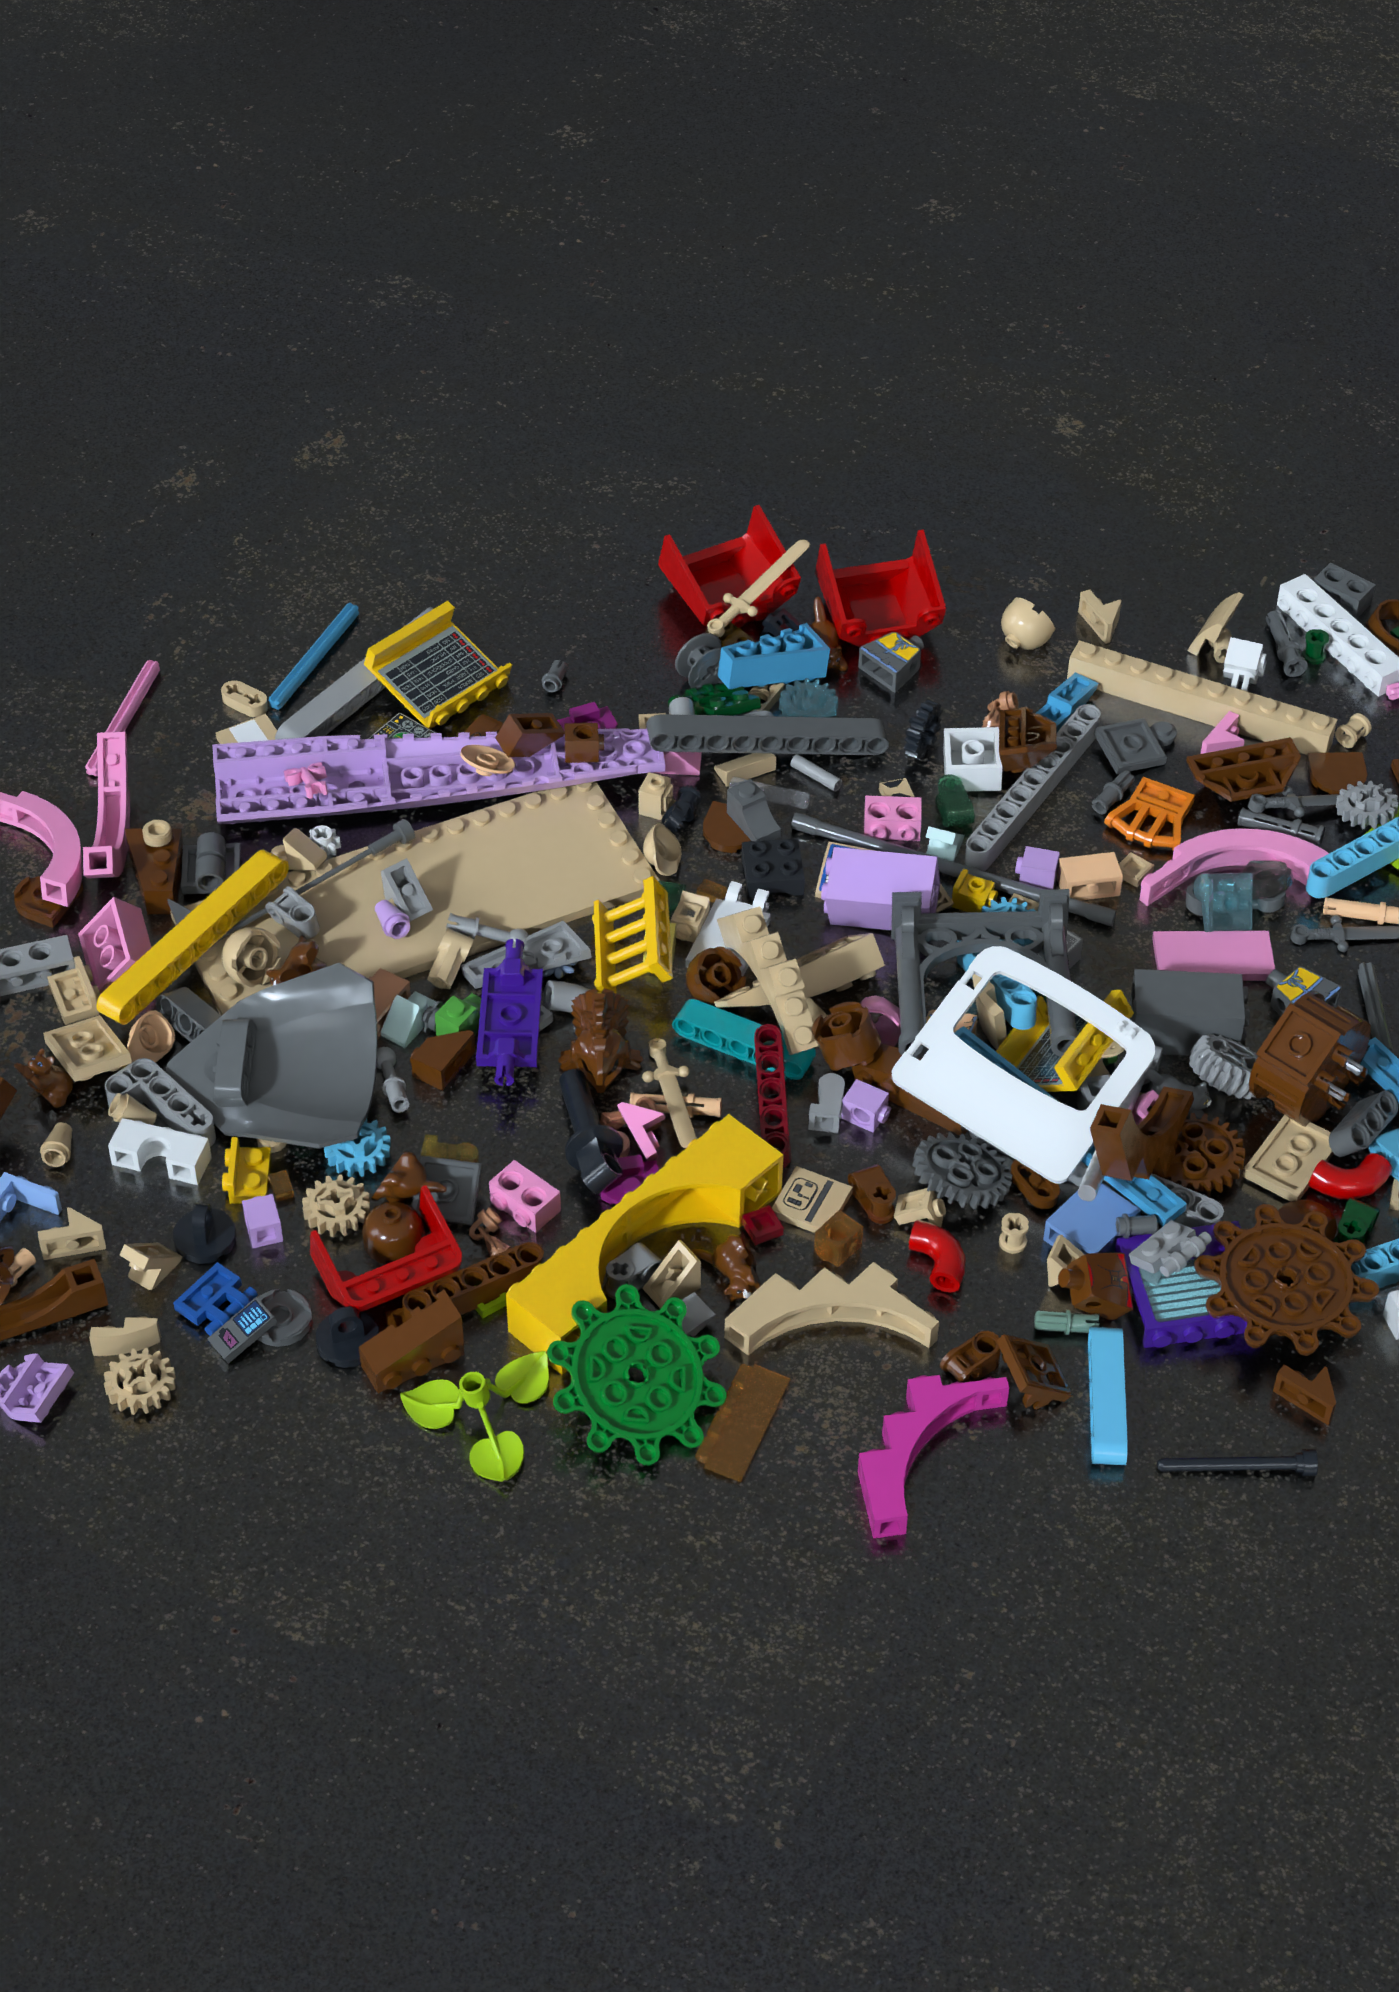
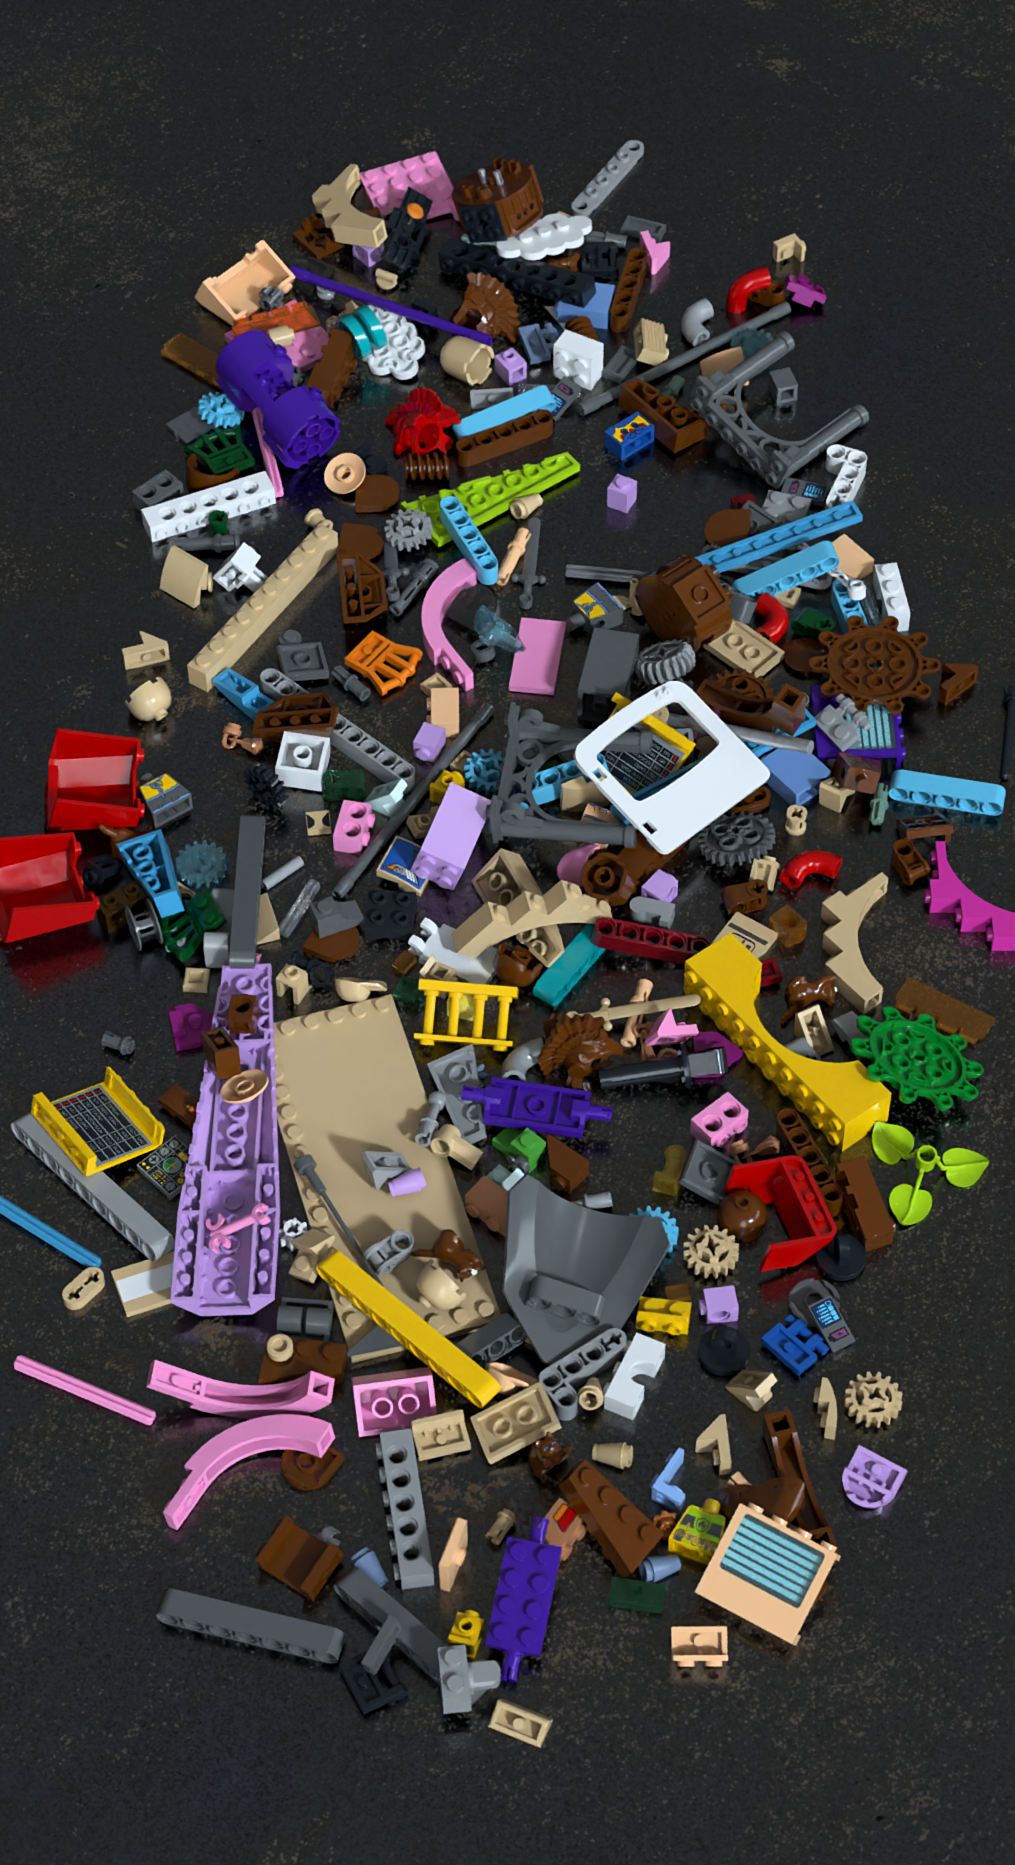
camera: 80 degrees left, 5 degrees up
(406, 1180) = (706, 1192): reddish brown animal -> none
(742, 604) = (92, 879): tan sword -> none
(1136, 1225) = (814, 734): dark grey pin -> none
(1223, 735) = (311, 605): bright pink slope -> none

